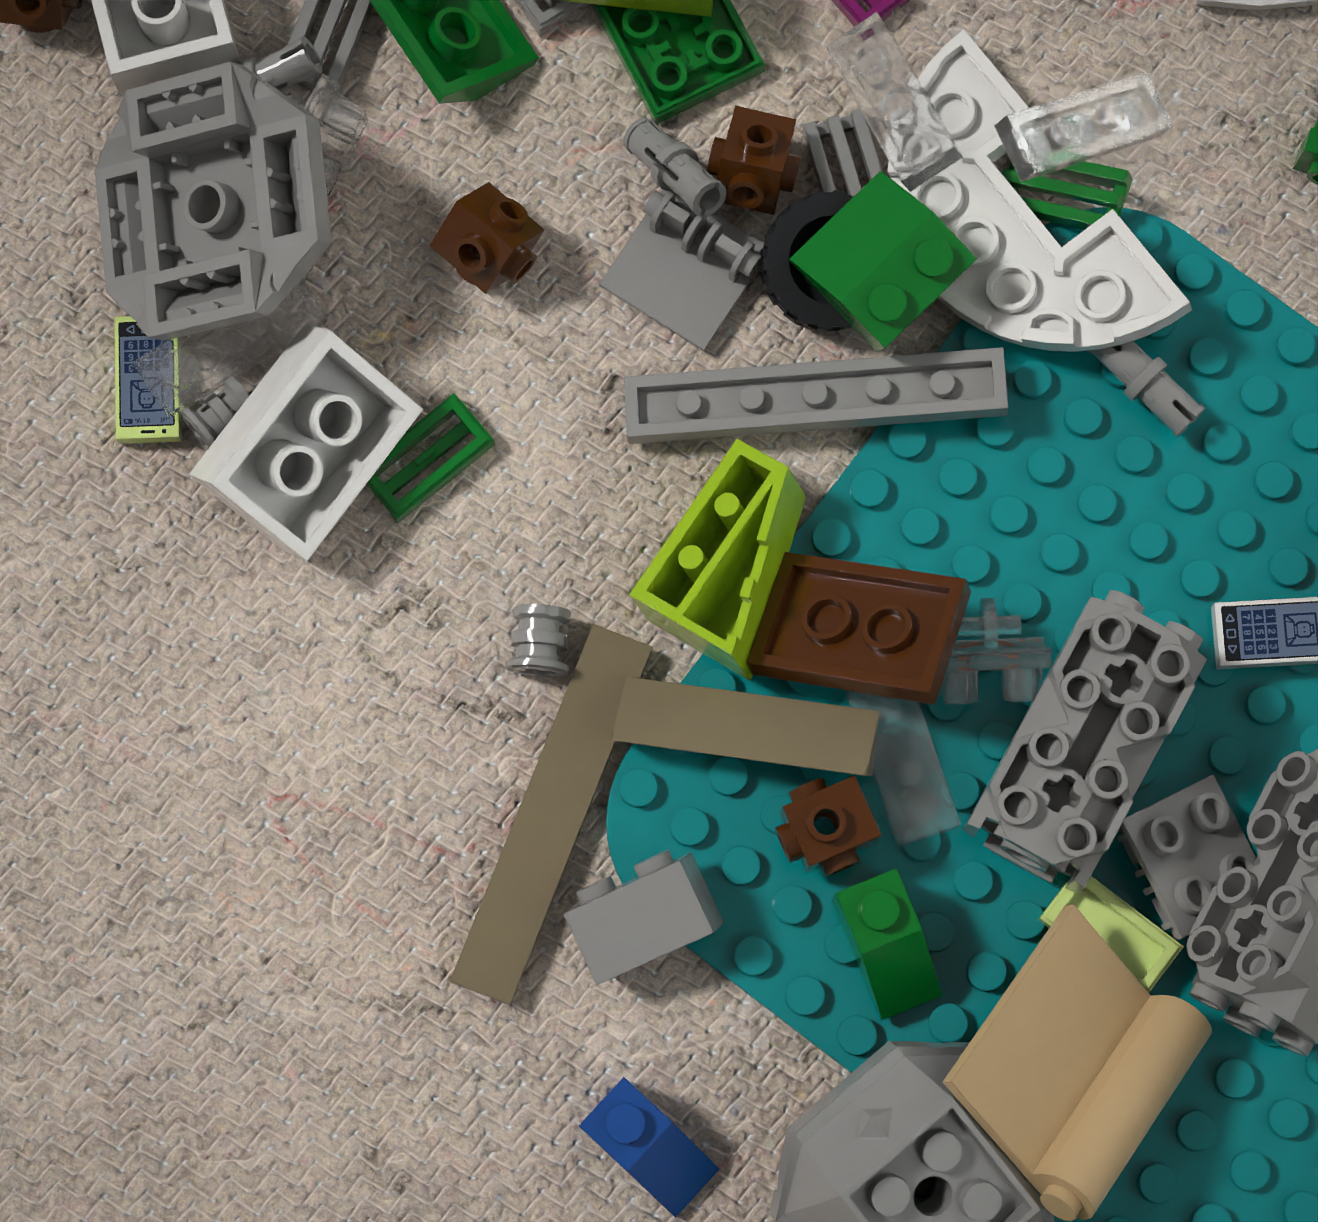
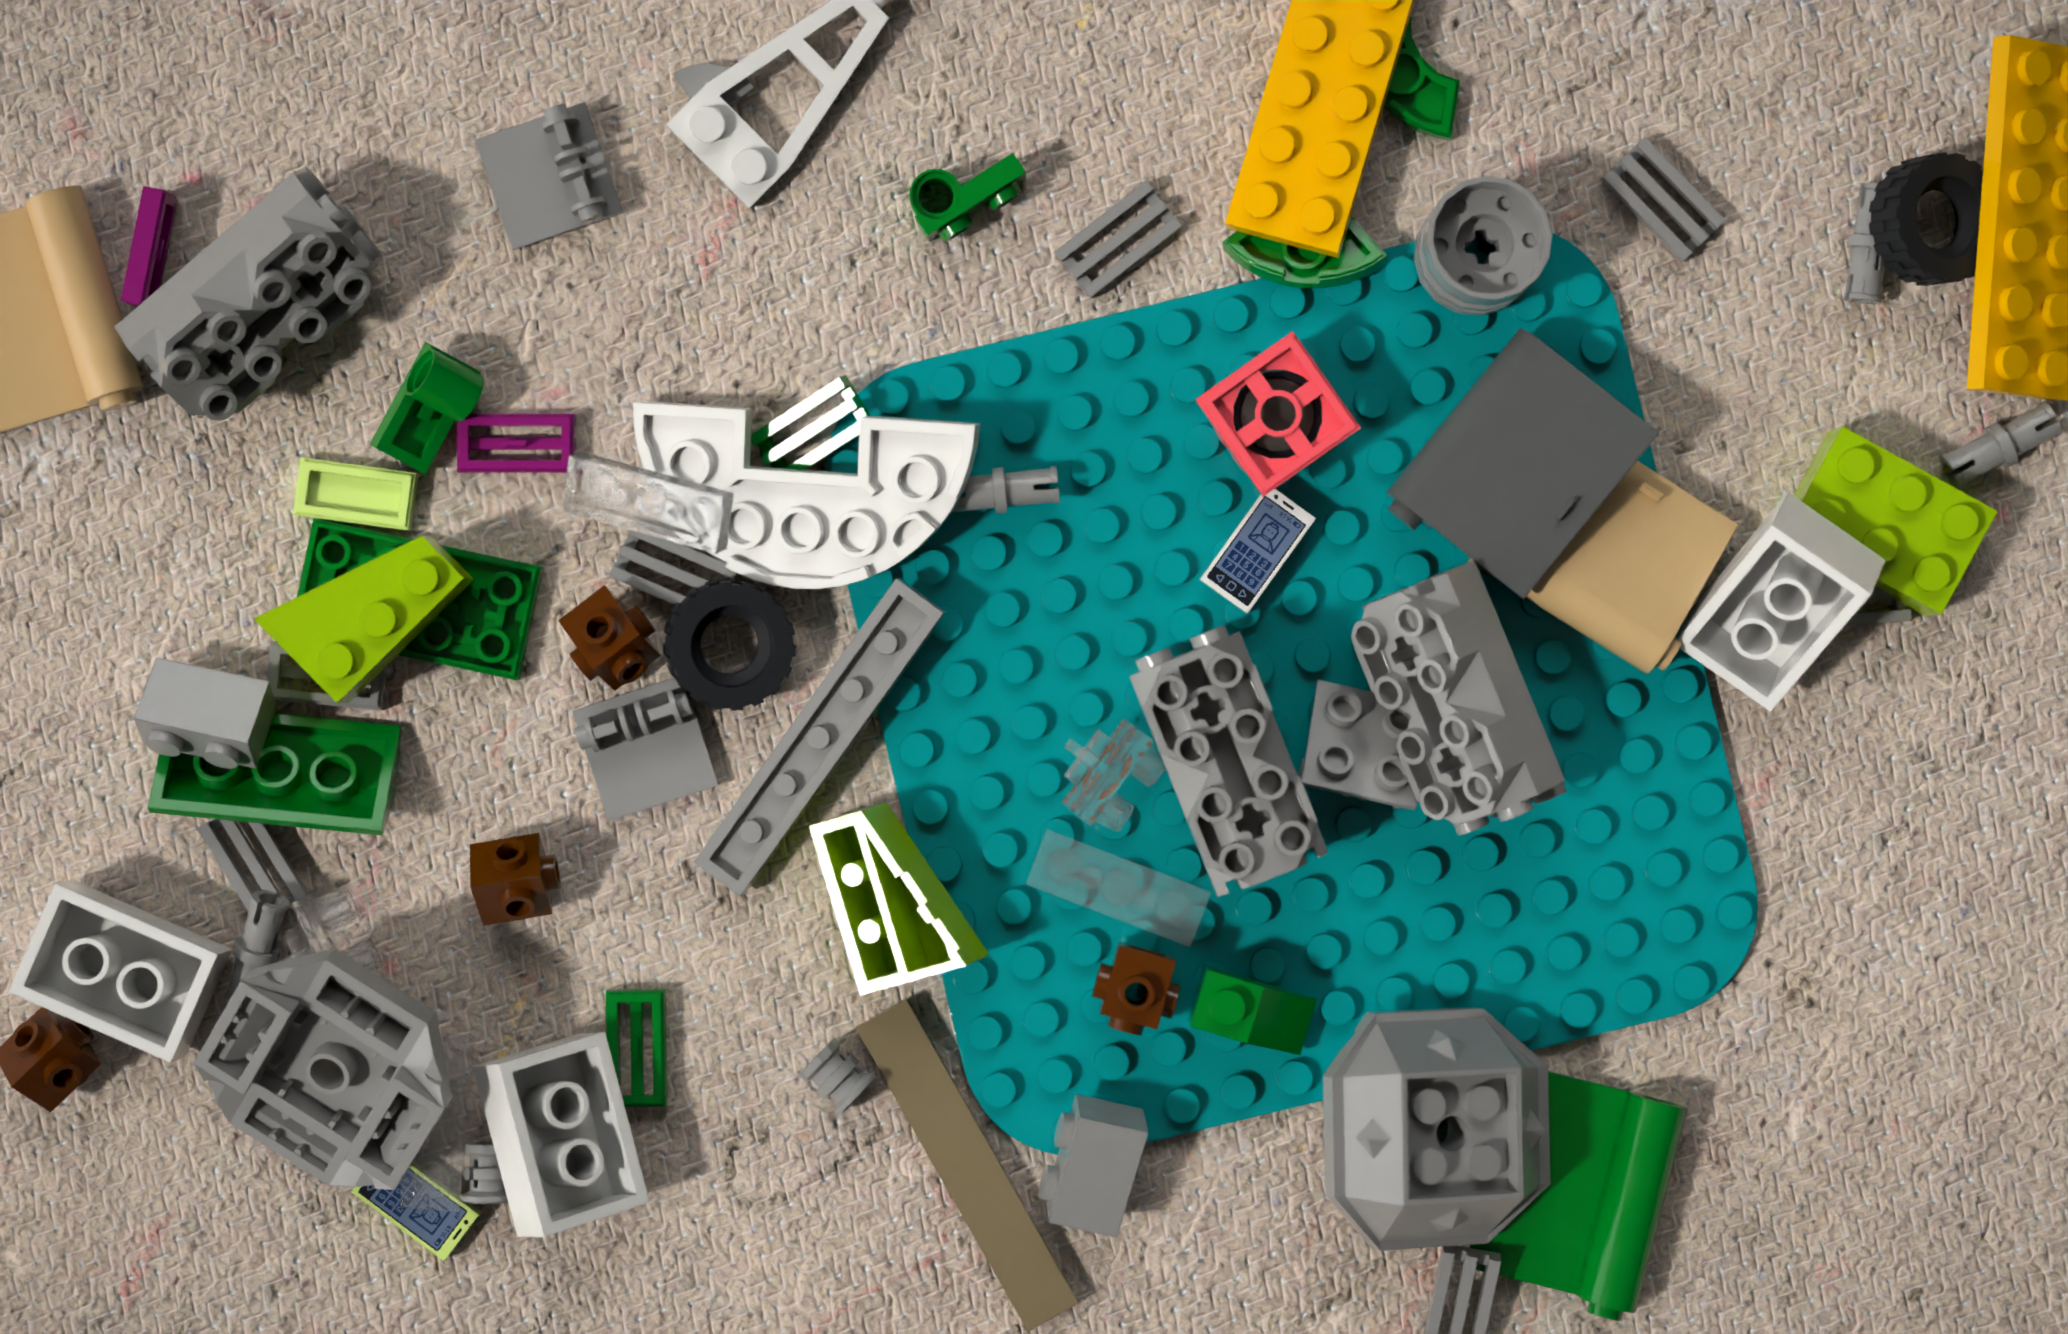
camera: 55 degrees left, 10 degrees up
(649, 1147) = (1254, 1287): blue slope -> none
(674, 167) = (567, 700): light grey pin -> none
(747, 726) = (1021, 986): dark tan slope -> none
(859, 627) = (1016, 852): reddish brown plate -> none
(882, 260) = (764, 617): green slope -> none
(1075, 1066) = (1443, 959): tan door -> none
(1083, 126) = (779, 380): clear plate -> none
(1131, 936) = (1372, 846): yellowish green tile -> none

